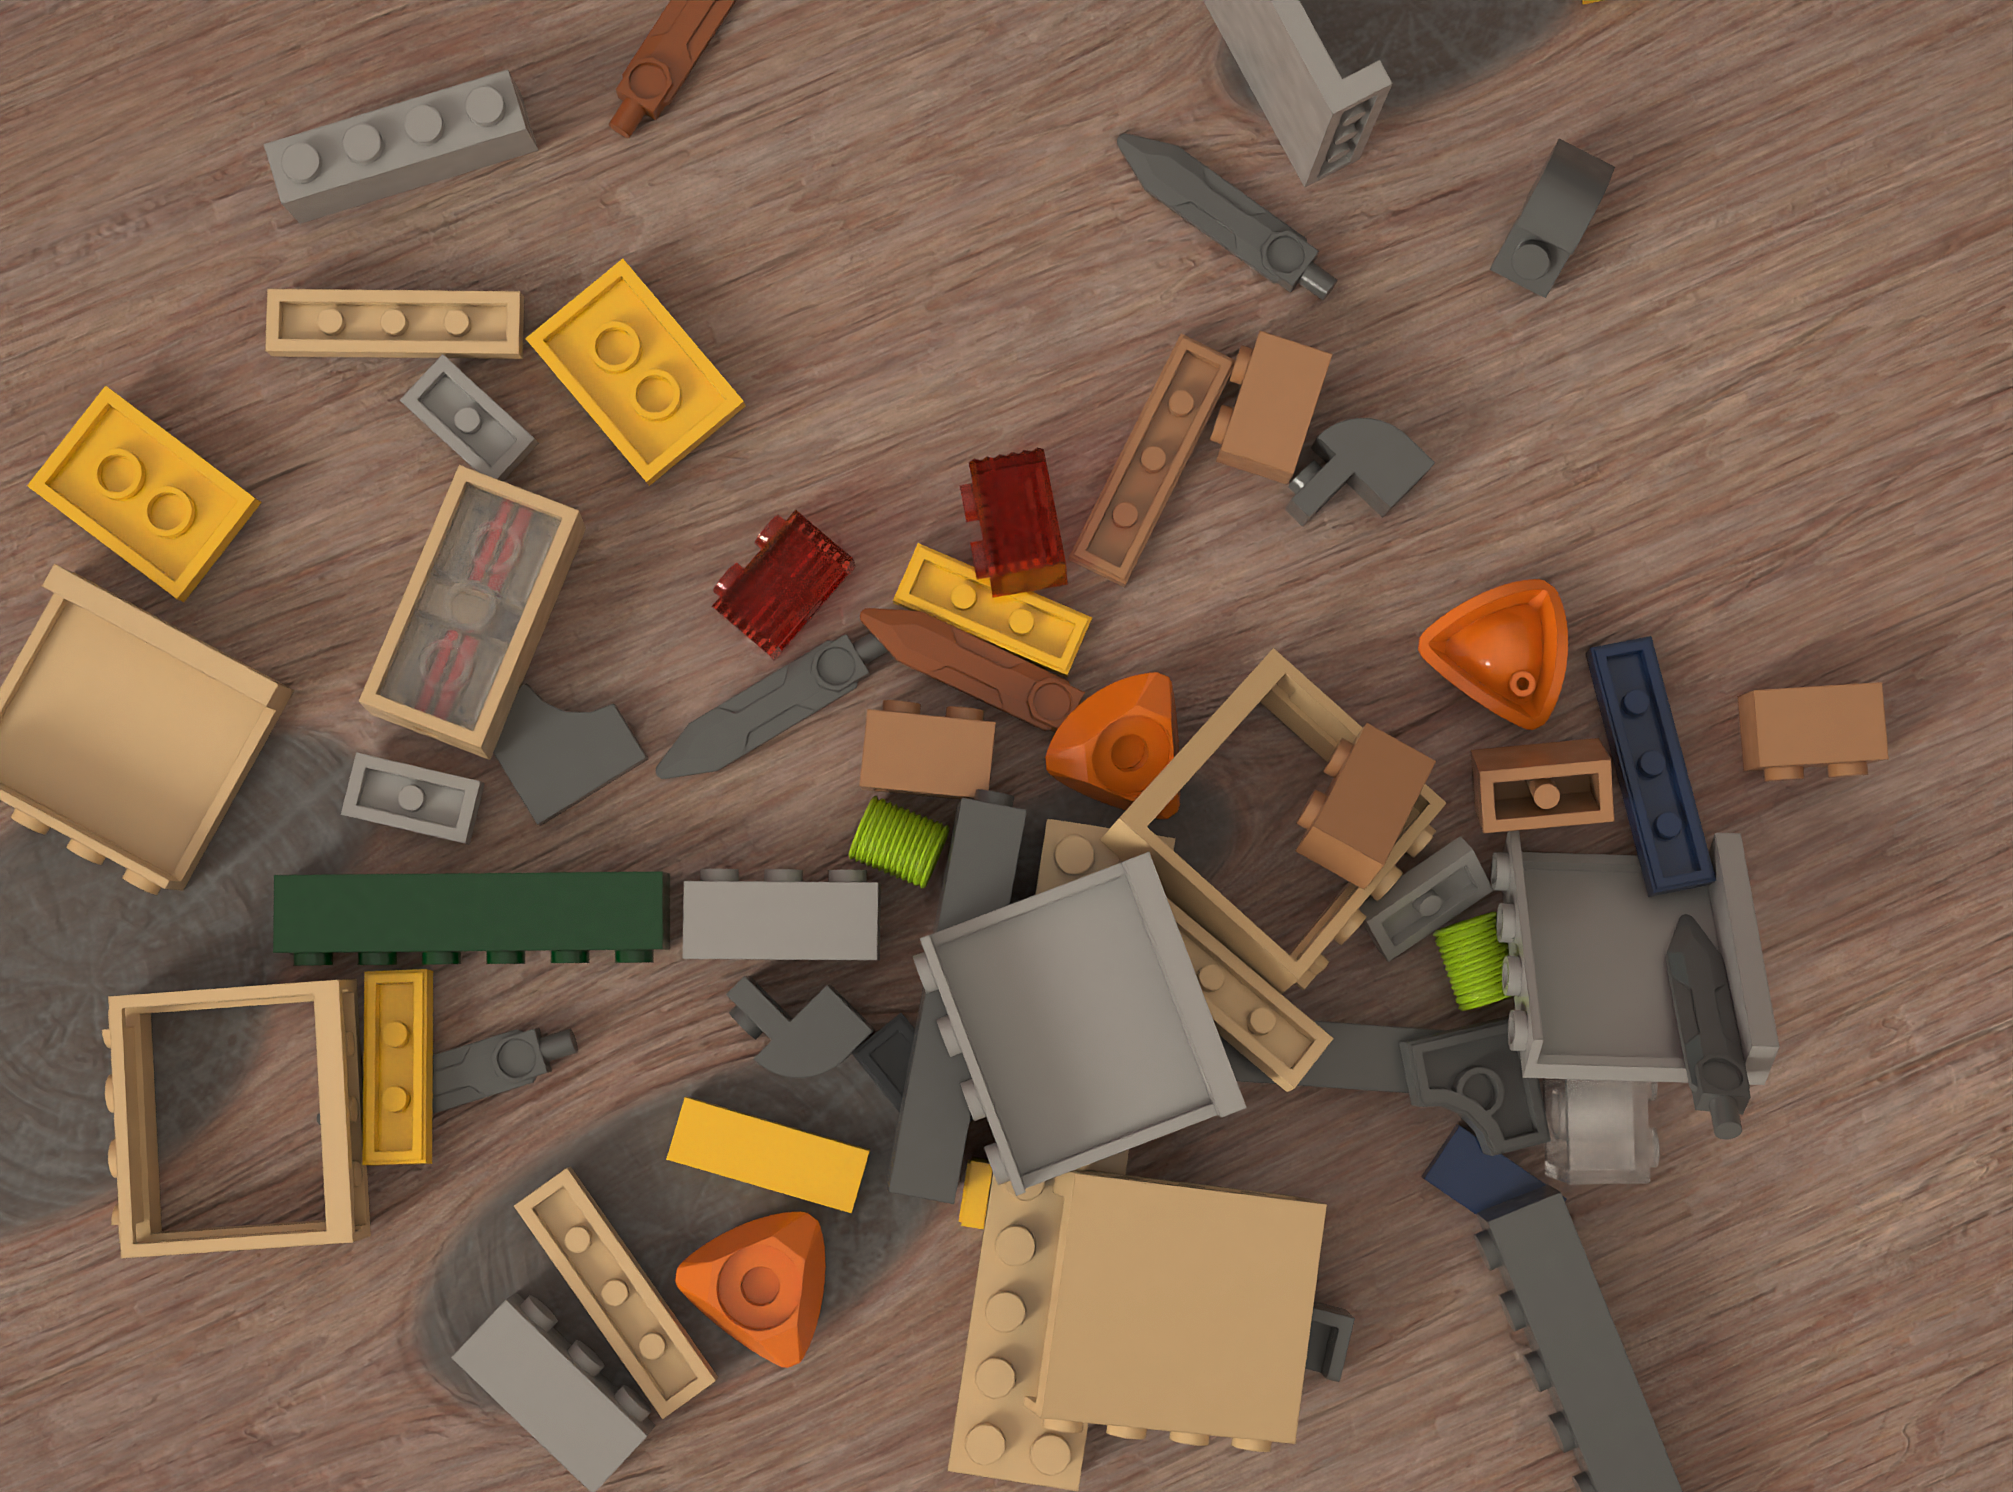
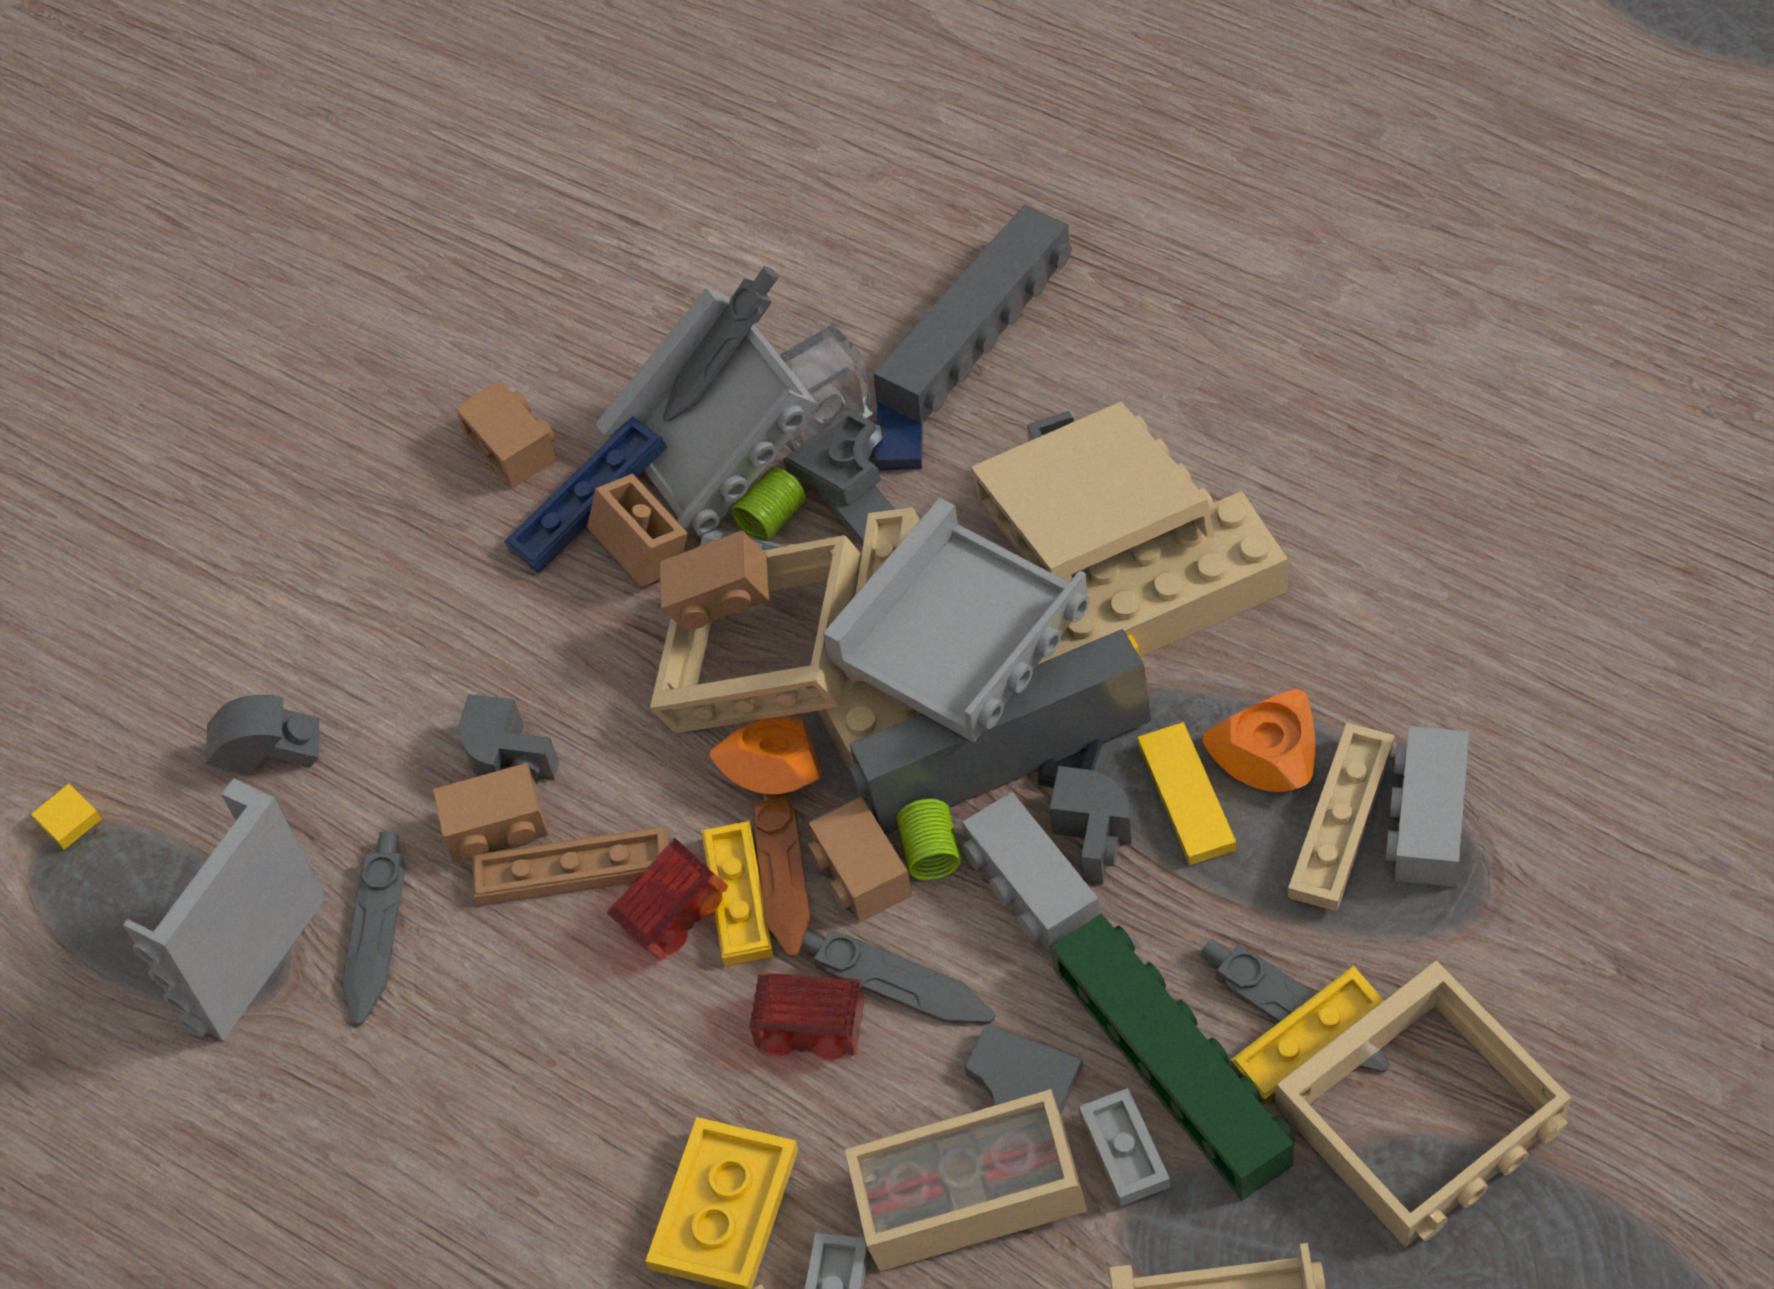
camera: 115 degrees left, 30 degrees down
(1504, 650) = (565, 602): orange hat -> none

